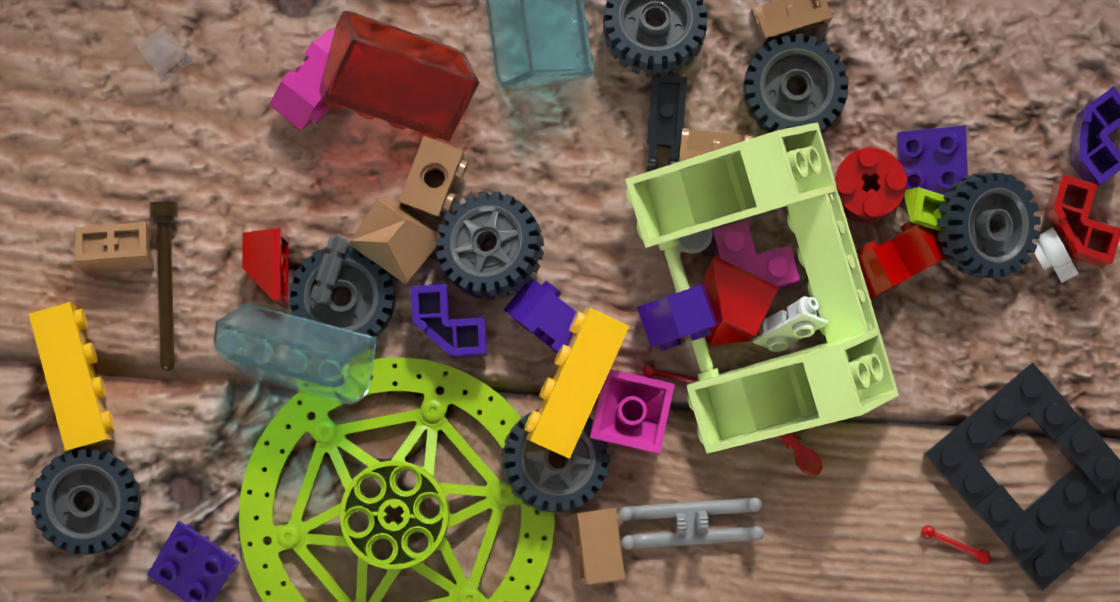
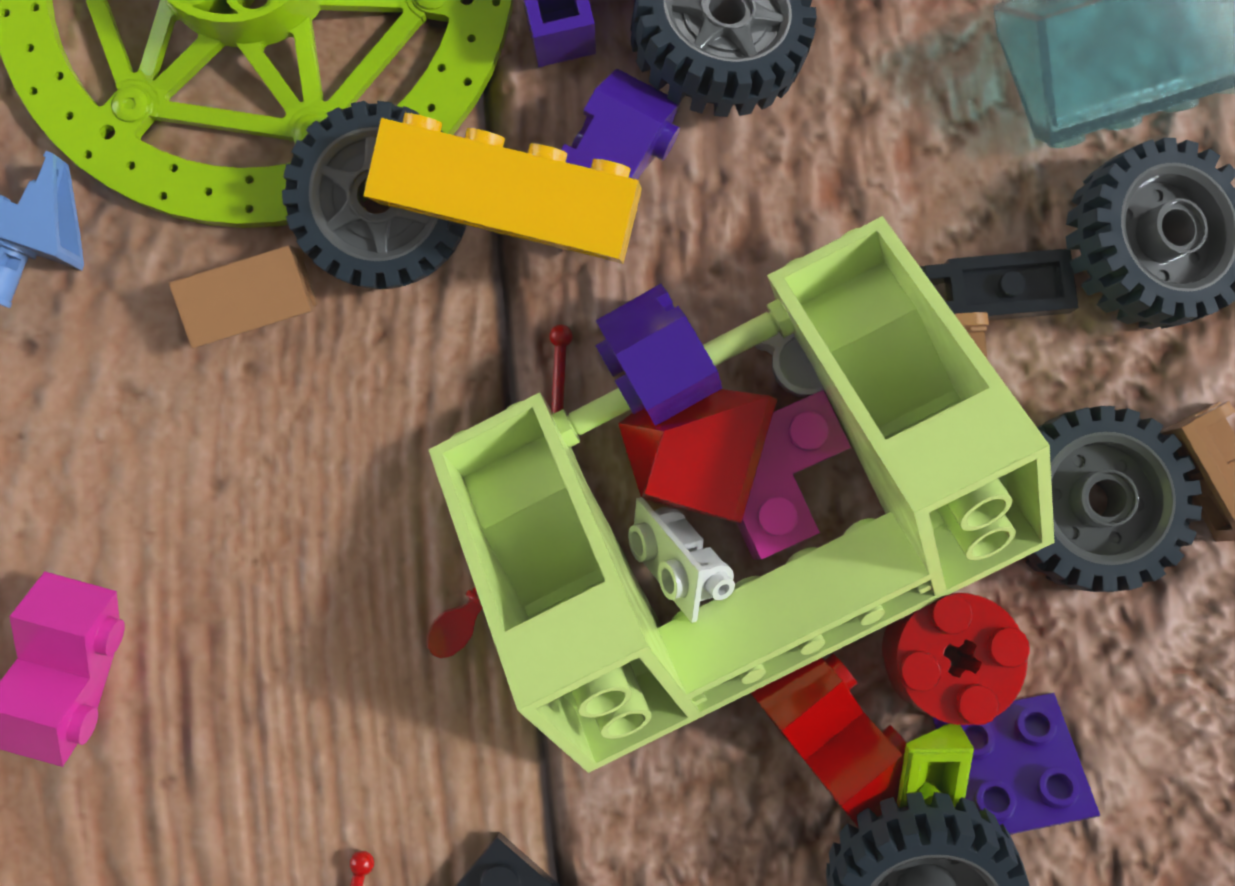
camera: 80 degrees right, 0 degrees up
(632, 411) = (477, 306): dark pink slope -> none
(691, 523) = (311, 445): light grey piece -> none

